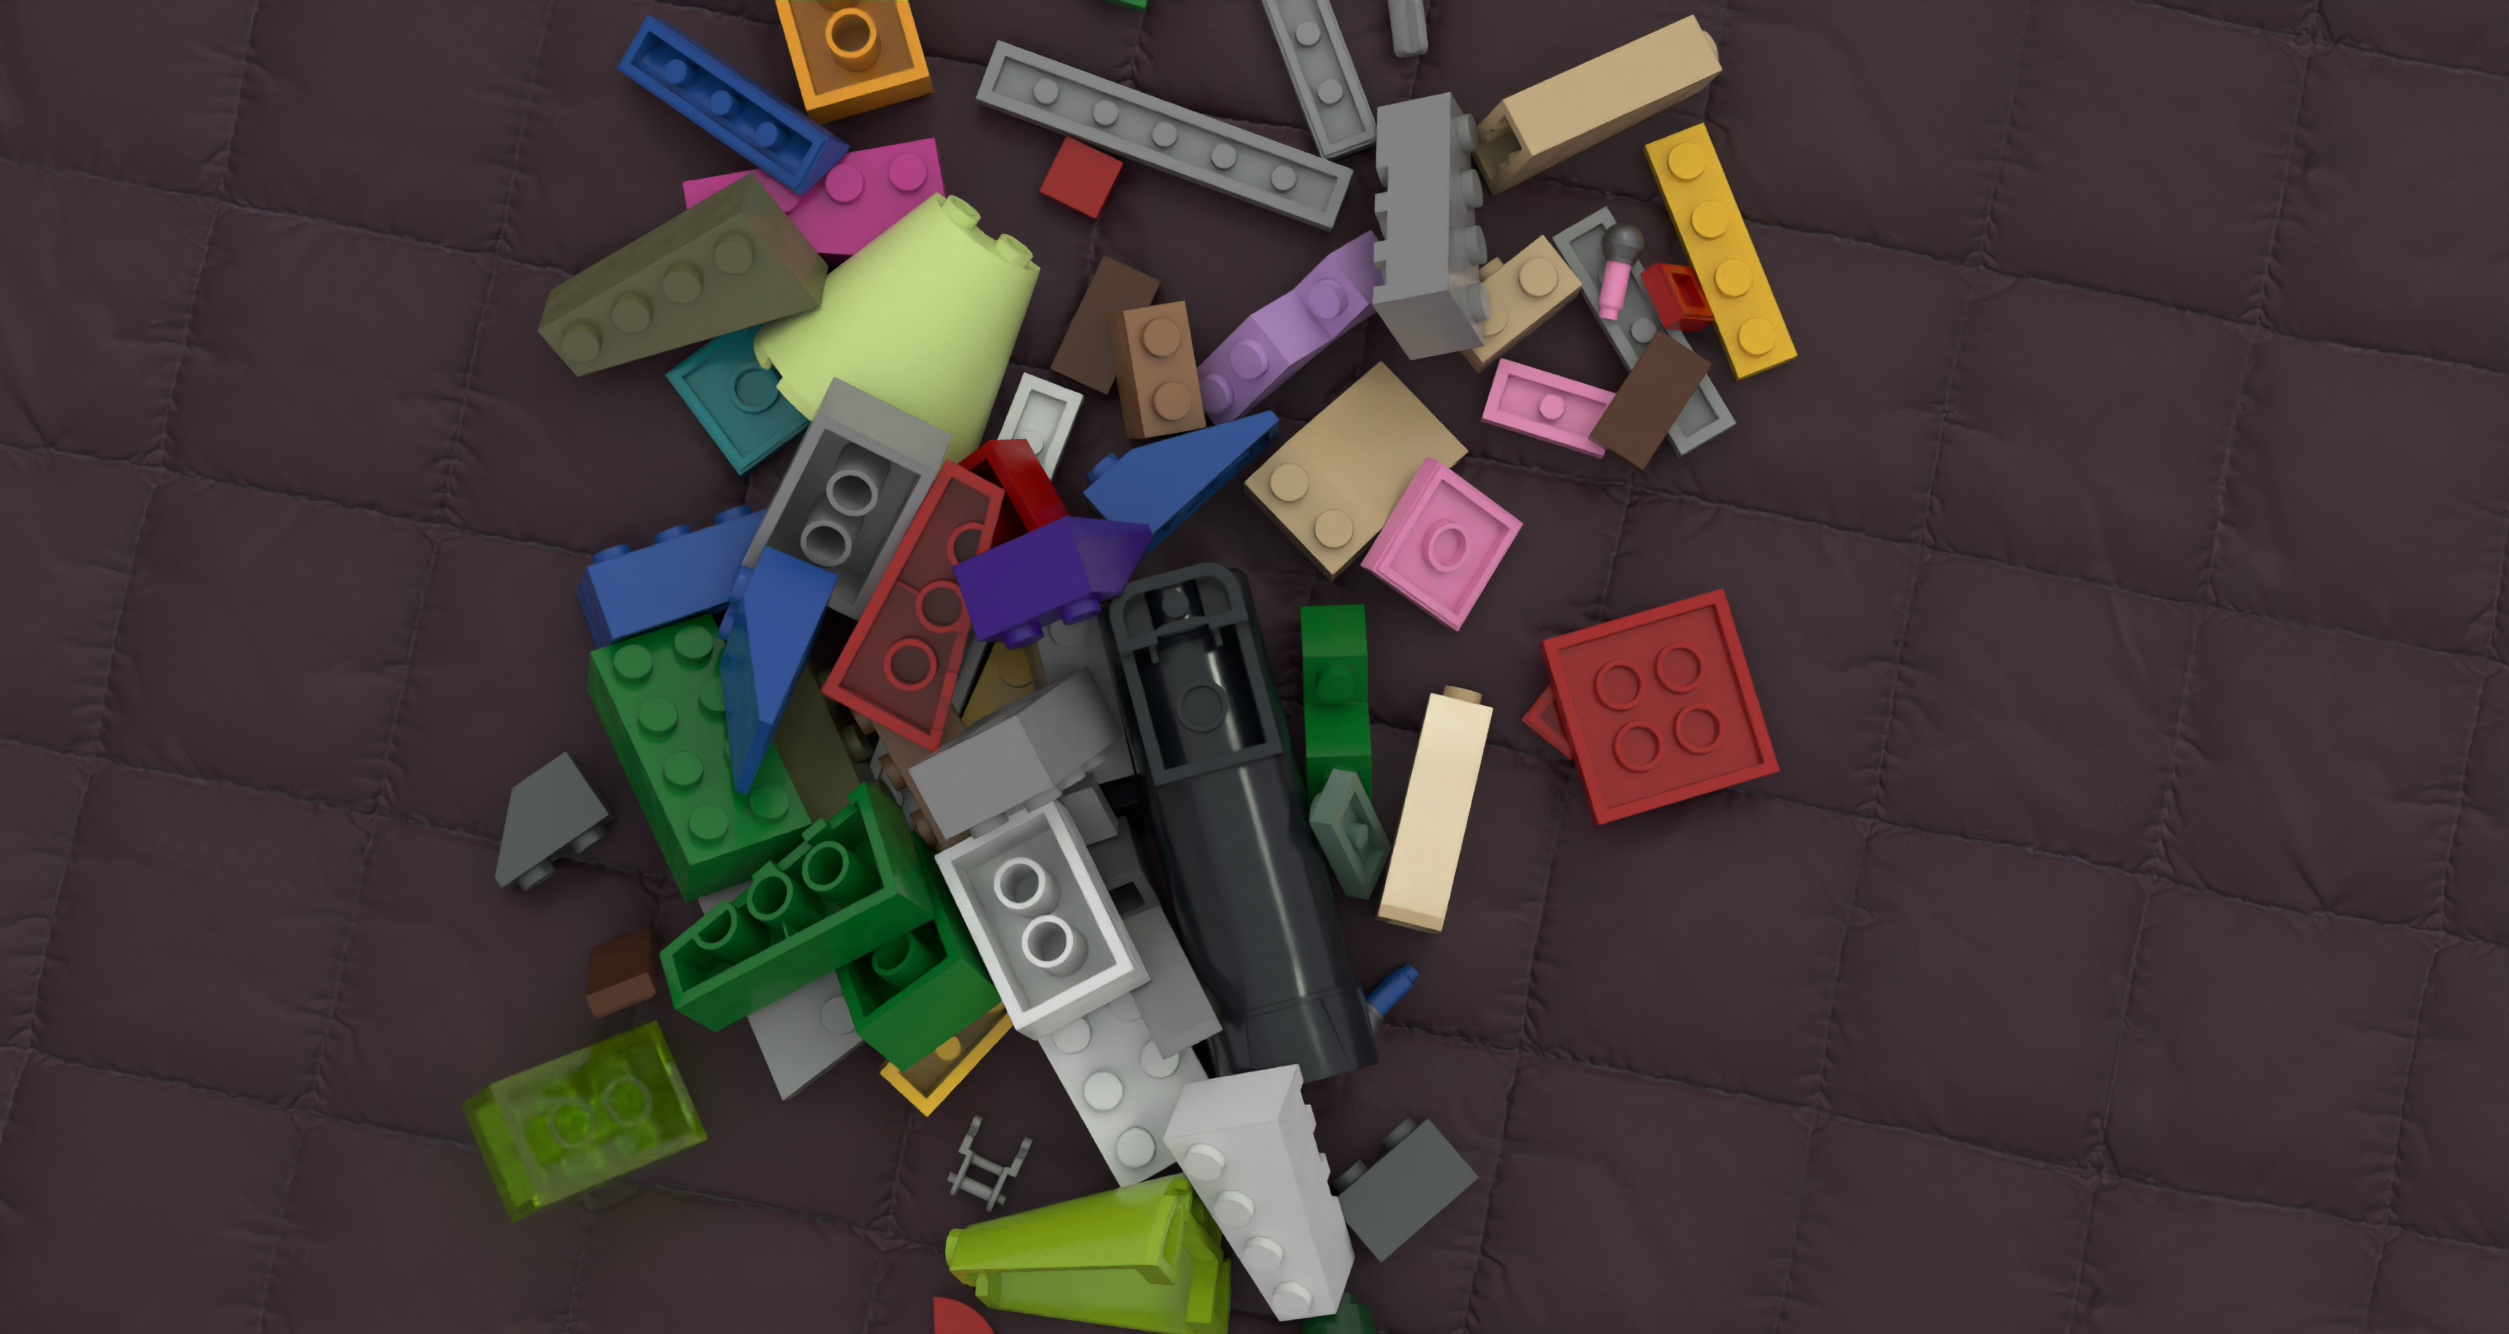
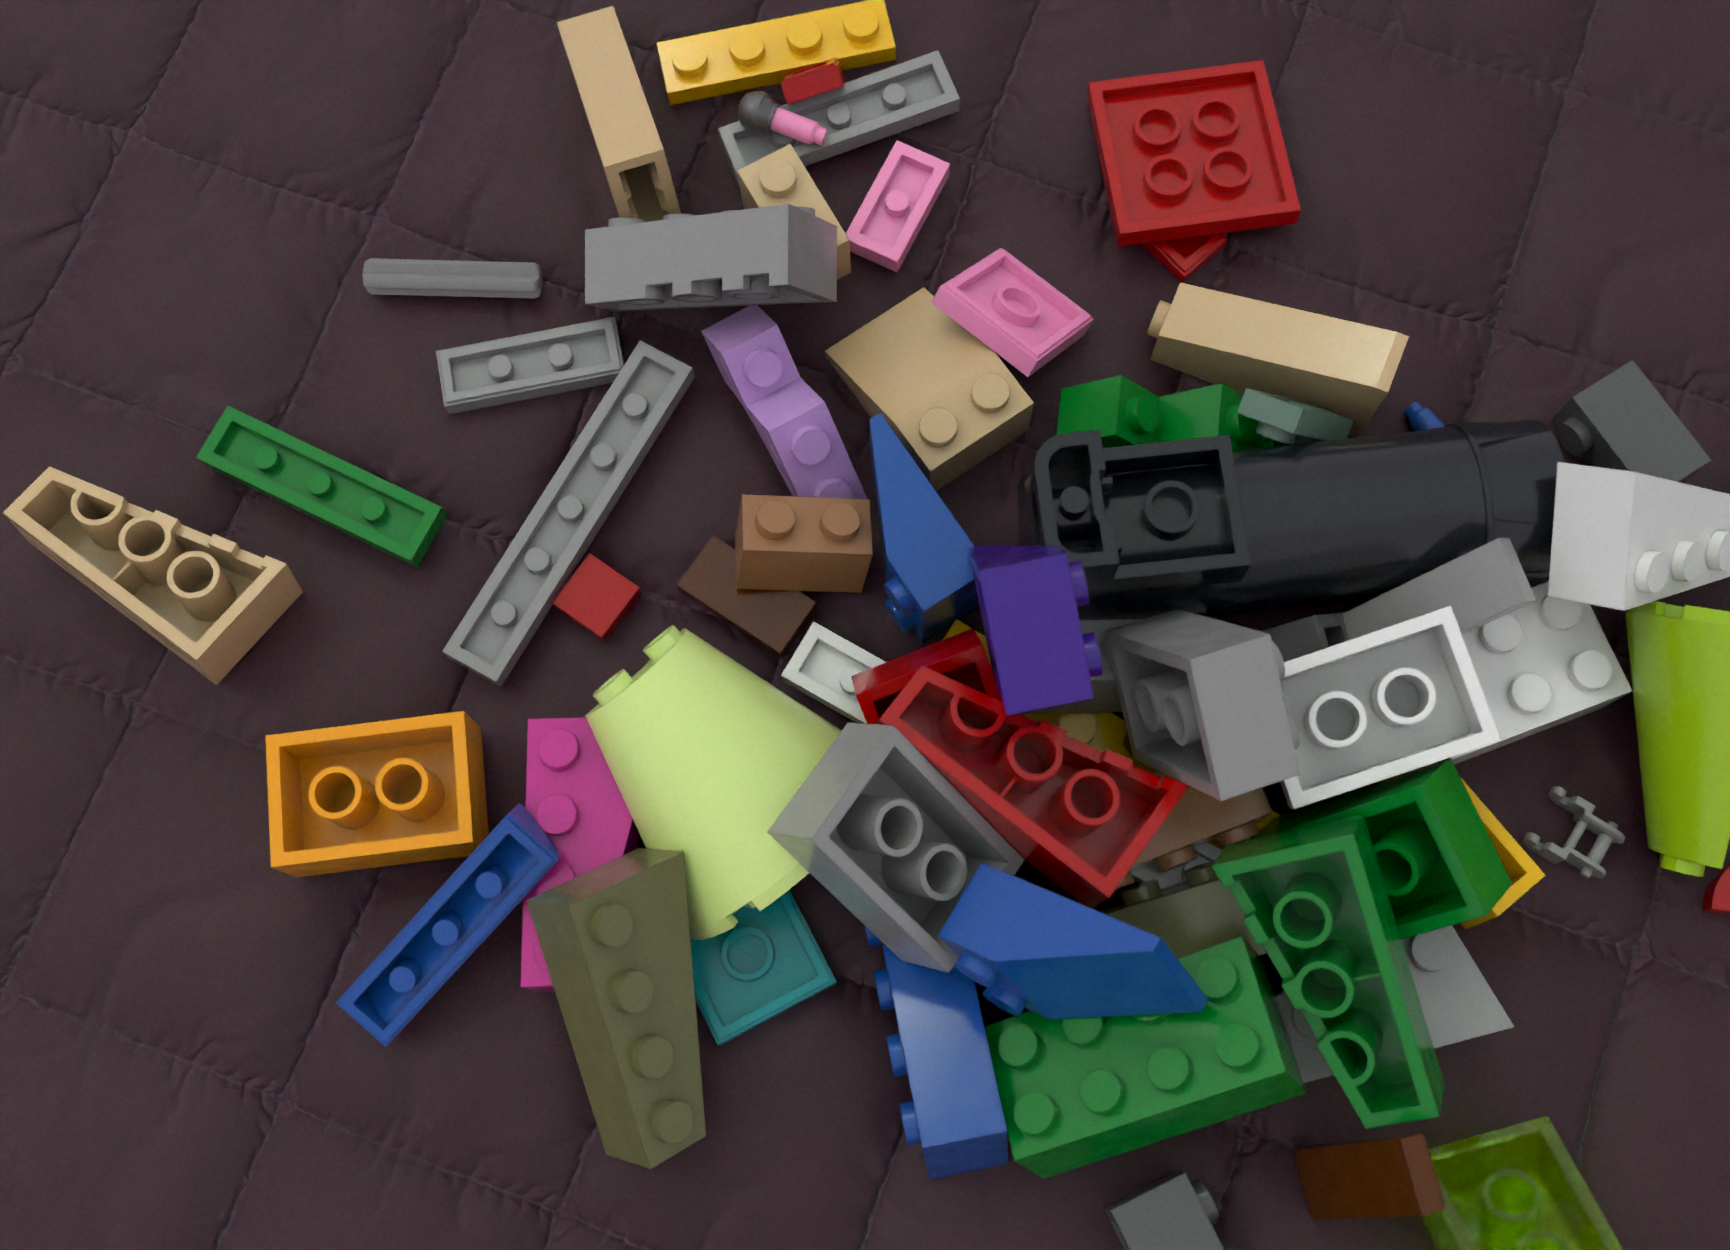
camera: 75 degrees left, 10 degrees down
(1649, 401) = (907, 112): reddish brown tile -> none

